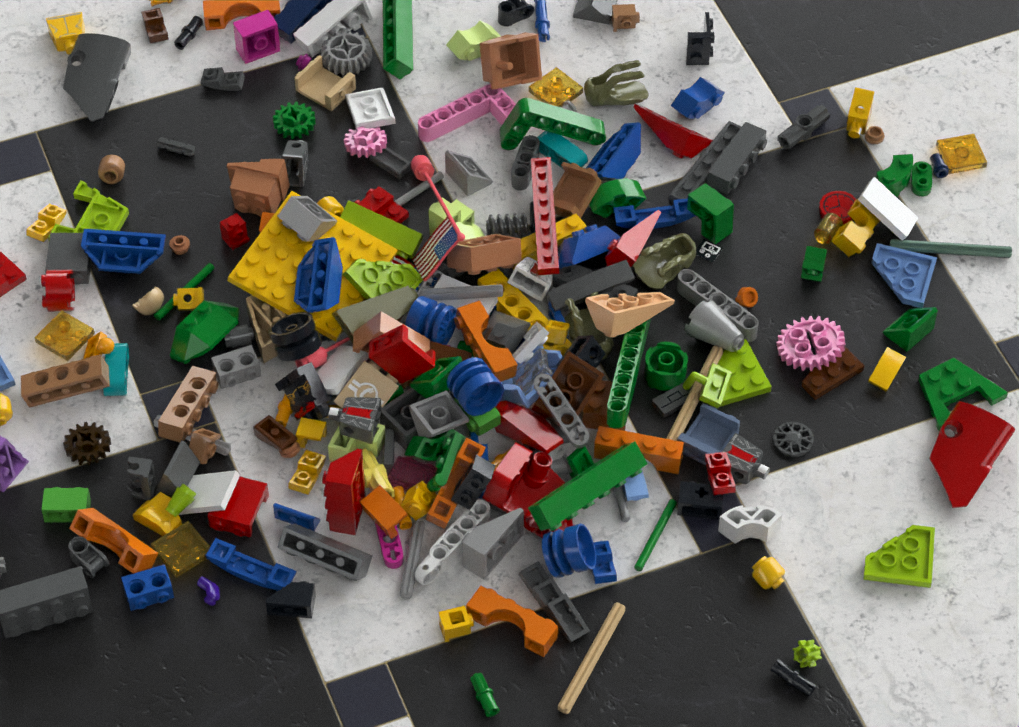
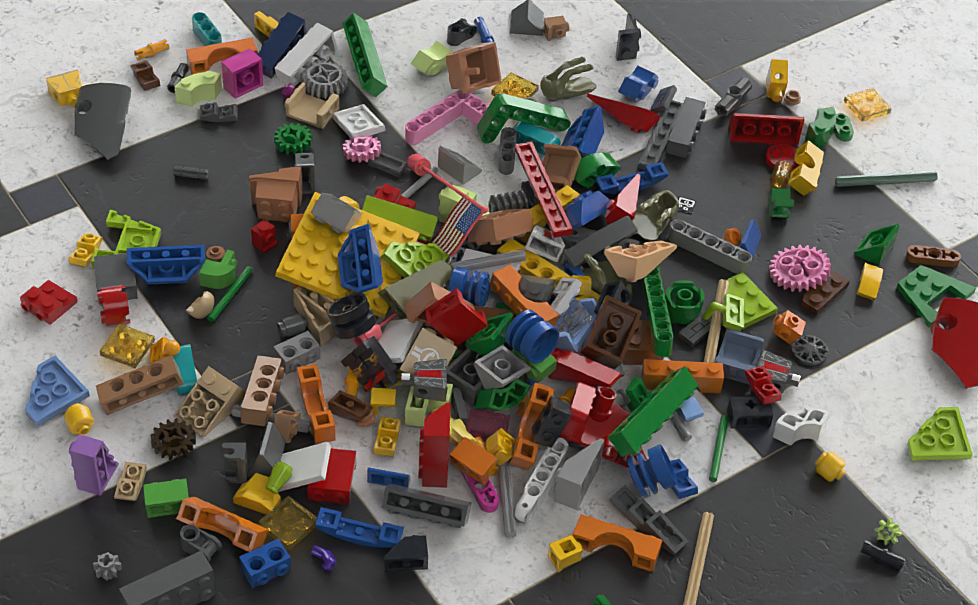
camera: 15 degrees left, 5 degrees down
(33, 485) = (131, 481): none -> tan slope
(111, 169) = (136, 197): medium nougat head -> none
(132, 408) = (209, 402): none -> tan slope
(176, 268) = (217, 274): none -> bright green brick
(197, 298) = (245, 303): yellow brick -> none
(203, 330) = (258, 325): green wedge -> none
(206, 48) = (198, 88): none -> yellowish green brick
(240, 426) = (312, 394): none -> orange arch
(445, 462) = (518, 408): green plate -> none
(558, 412) = (616, 345): light grey beam -> none
(714, 212) = (685, 169): green brick -> none
(714, 327) = (716, 264): light grey cone -> none
(722, 120) = (663, 99): none -> dark grey tile
(767, 302) = (751, 238): none -> blue slope
(774, 410) = (788, 326): none -> orange brick
(826, 171) = (765, 129): none -> red slope
(888, 208) = (828, 151): white tile -> none
(905, 272) = (857, 202): medium blue plate -> none
(940, 168) = (855, 117): dark blue pin -> none
(985, 357) = (916, 252): none -> dark orange beam

